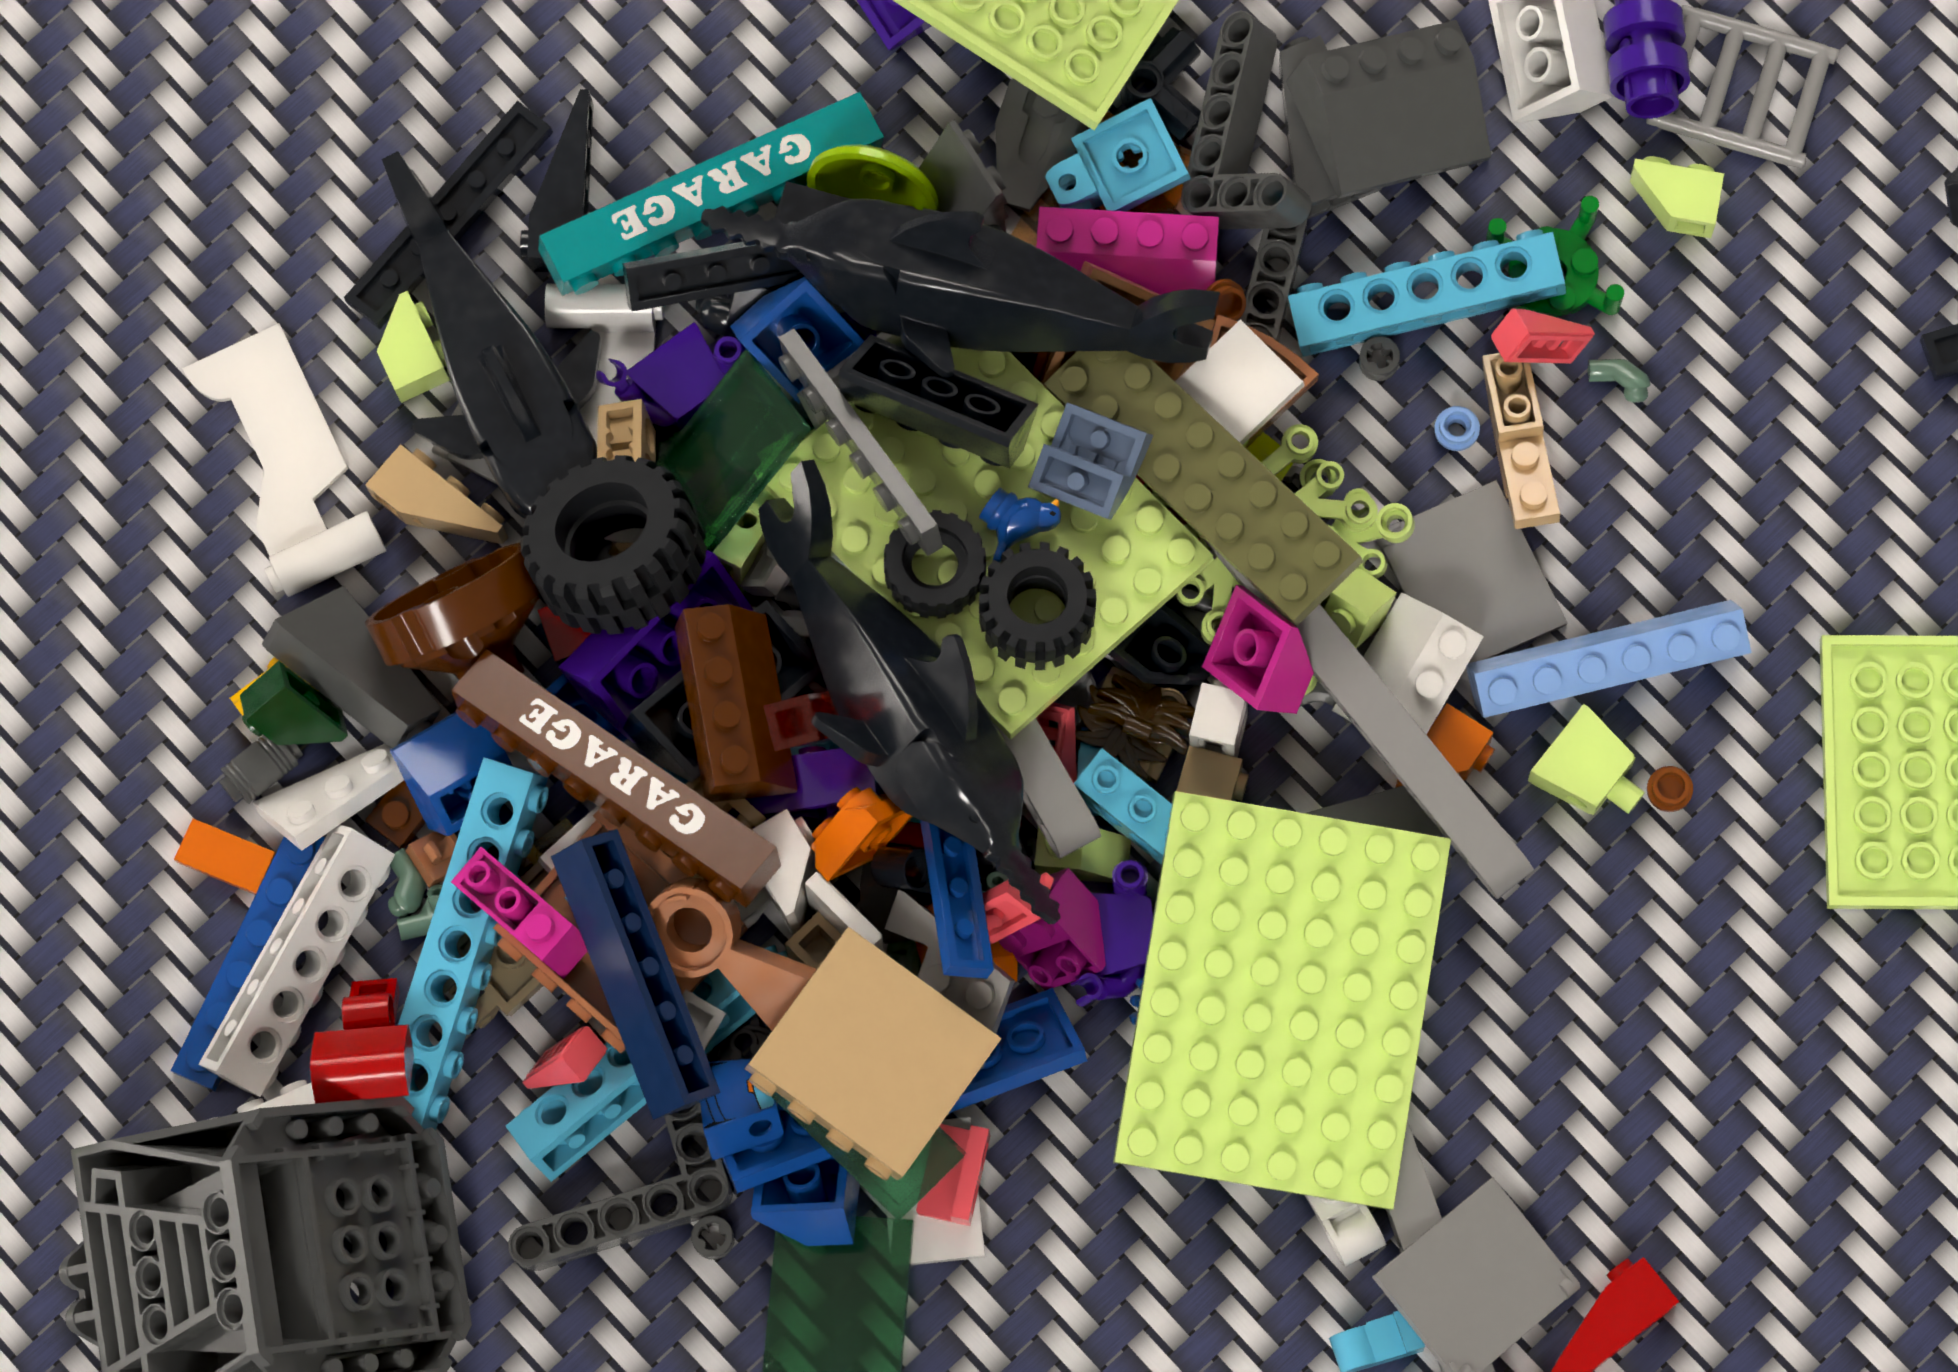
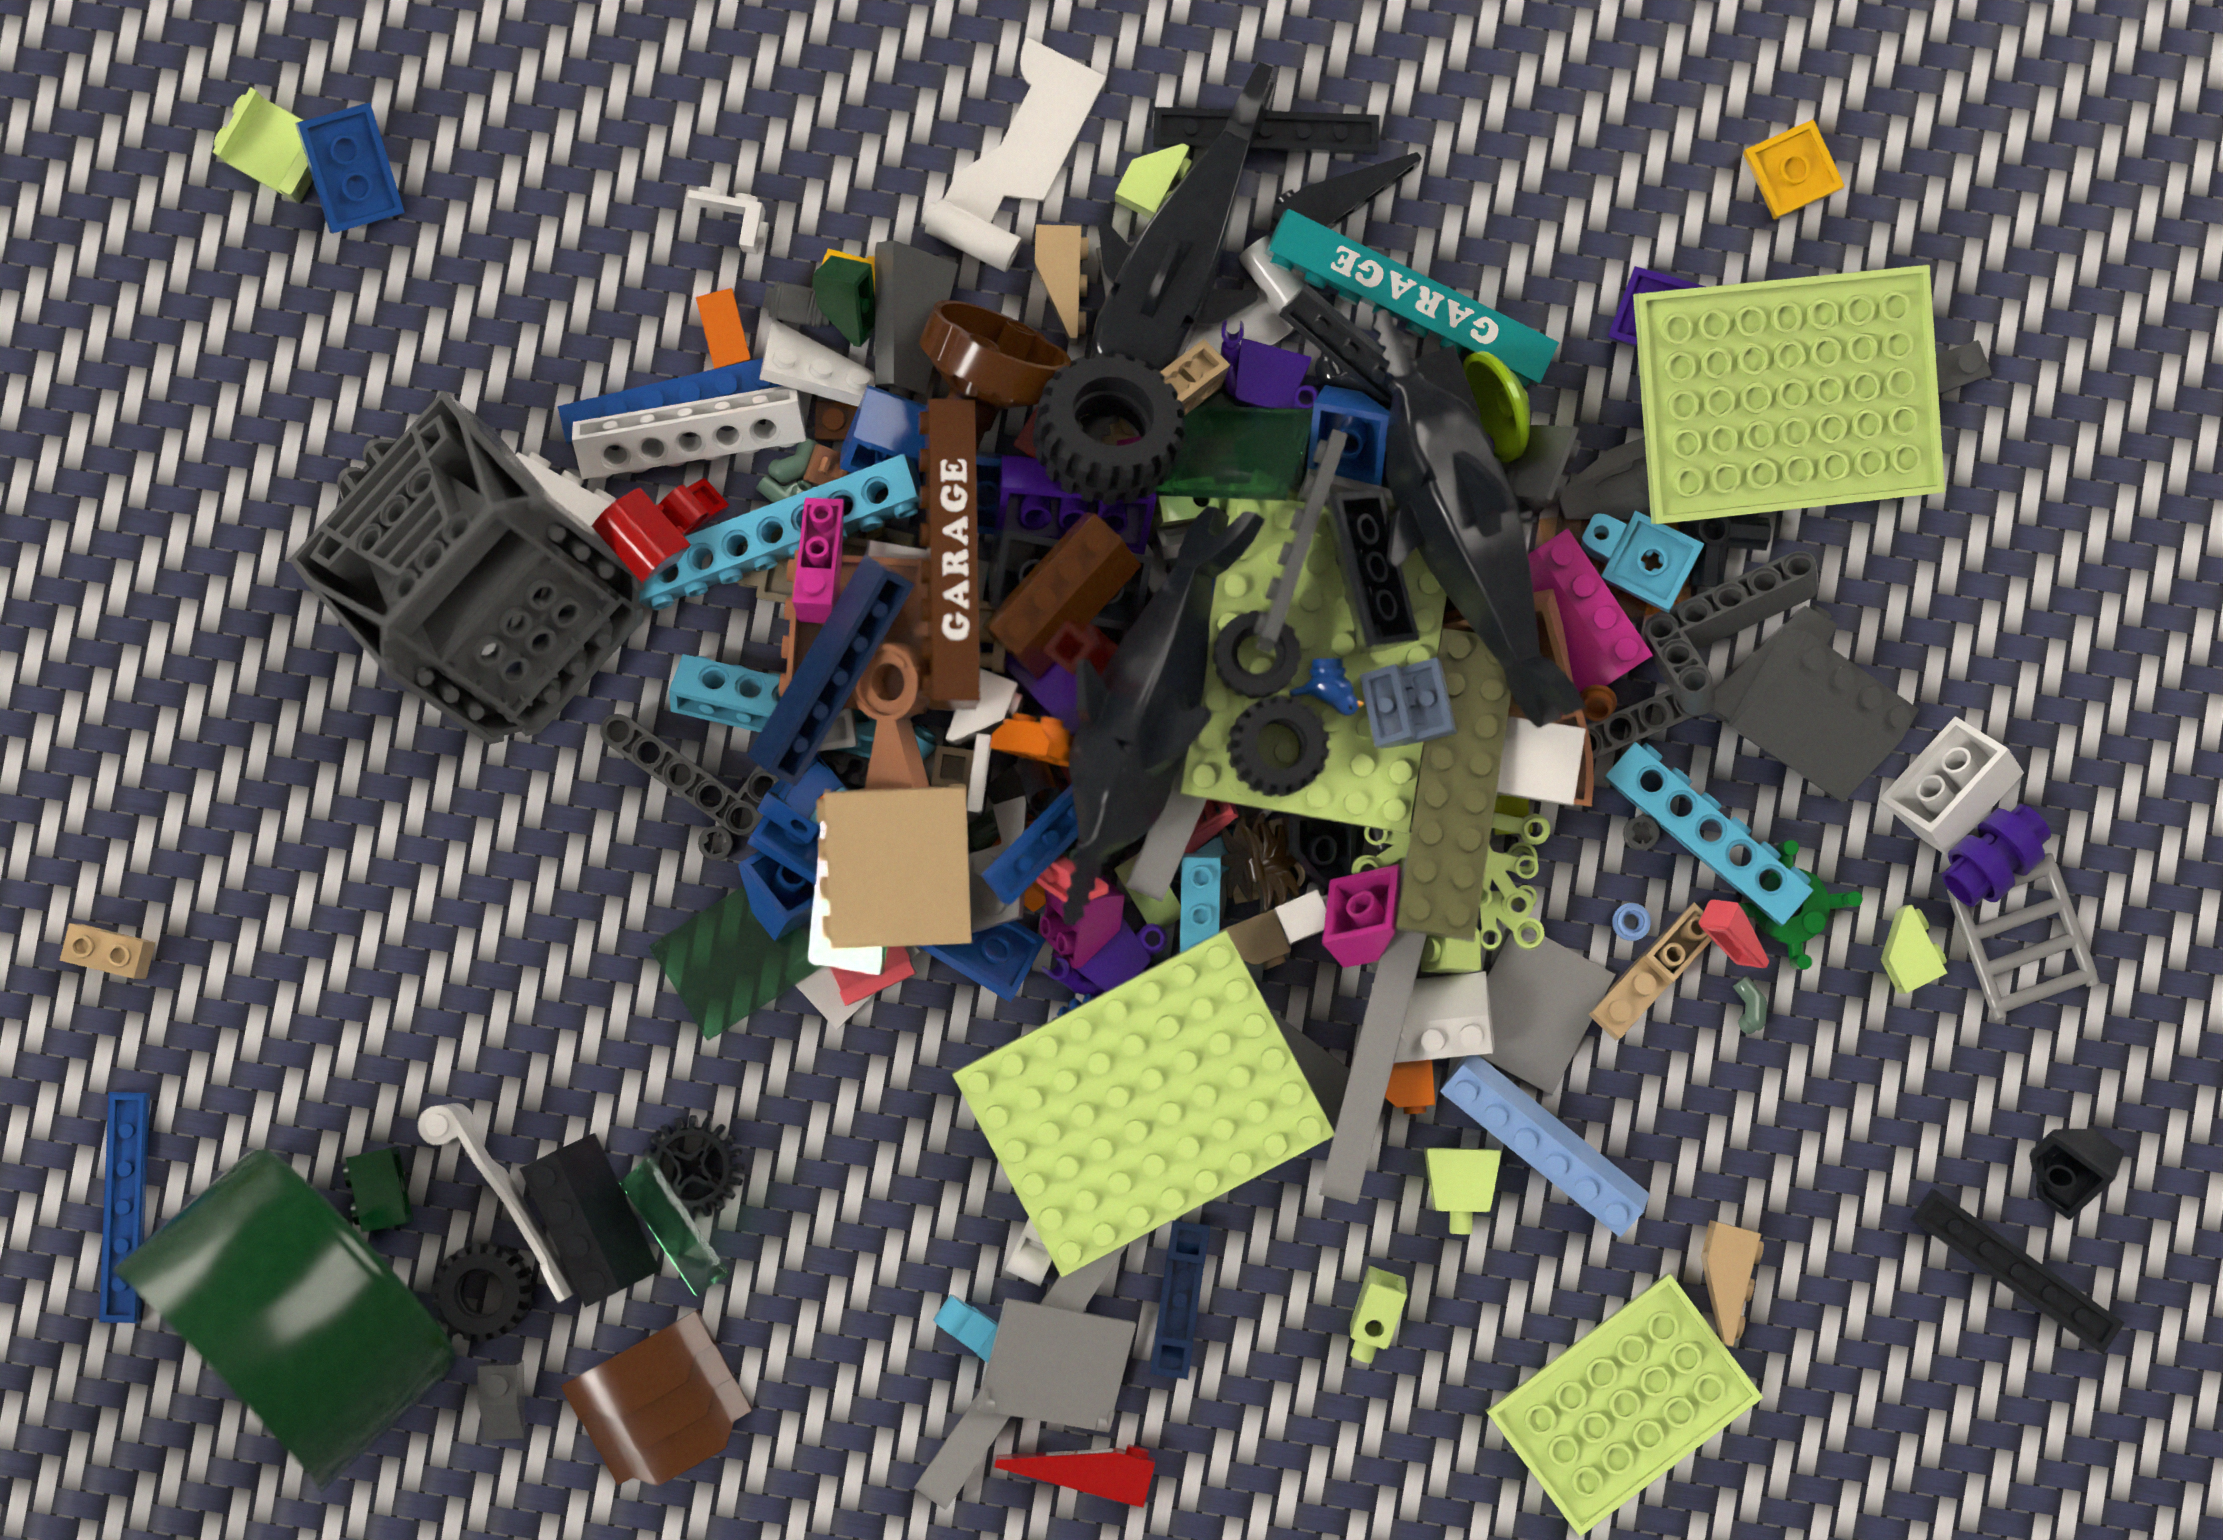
camera: 45 degrees right, 10 degrees up
(122, 749) = (753, 230): none -> white bracket
(567, 1060) = (753, 662): coral slope -> none
(1500, 1118) = (1179, 1300): none -> dark blue slope
(1638, 927) = (1379, 1300): none -> yellowish green torso
(1669, 789) = (1488, 1247): dark orange plate -> none
(1857, 580) = (1727, 1267): none -> tan slope

